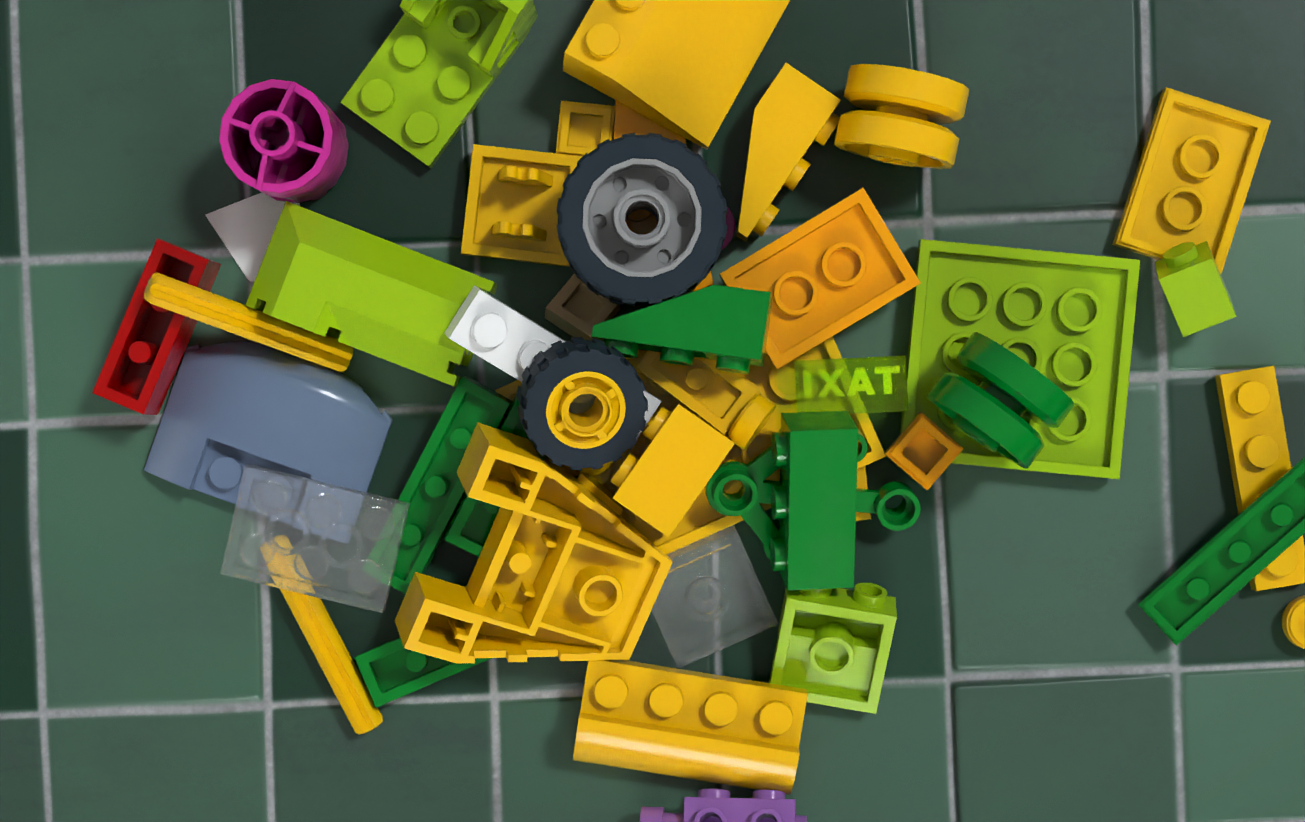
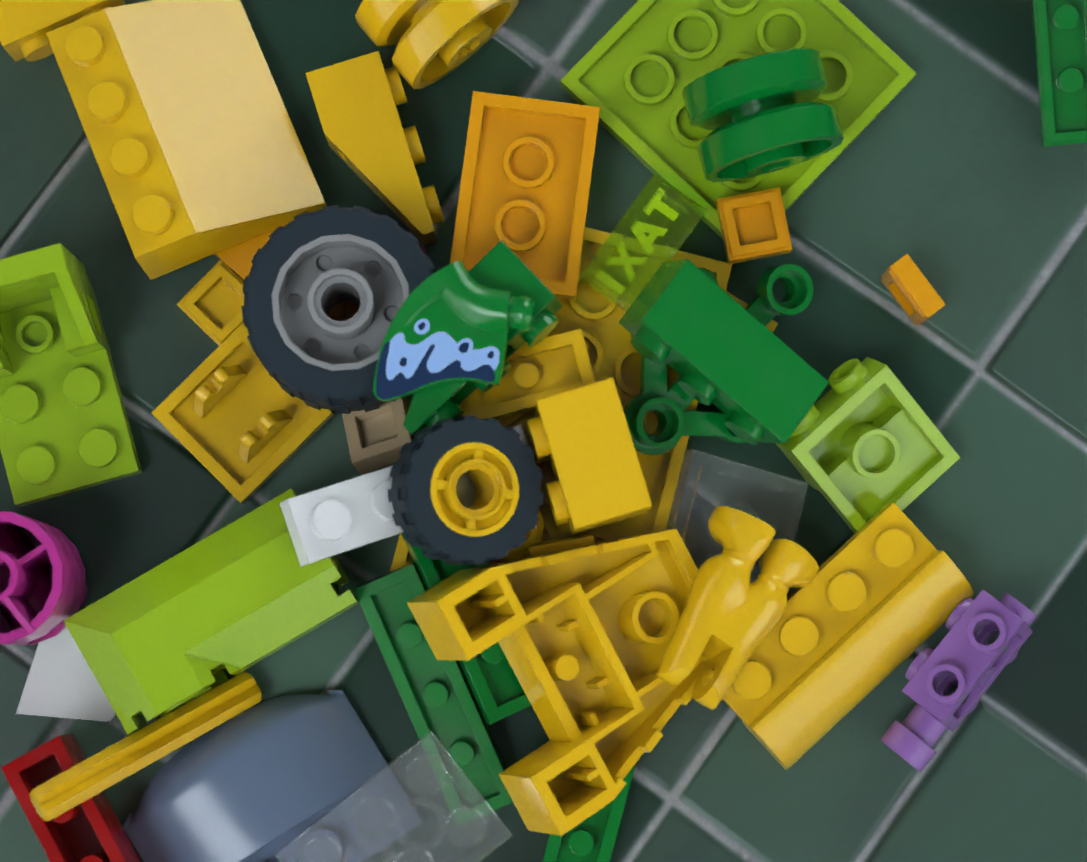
camera: 55 degrees left, 5 degrees down
(642, 640) = (727, 613): none -> yellow piece
(678, 308) = (449, 334): none -> green arm
(751, 421) = (603, 354): yellow tile -> none
(965, 592) = (912, 290): none -> light orange tile

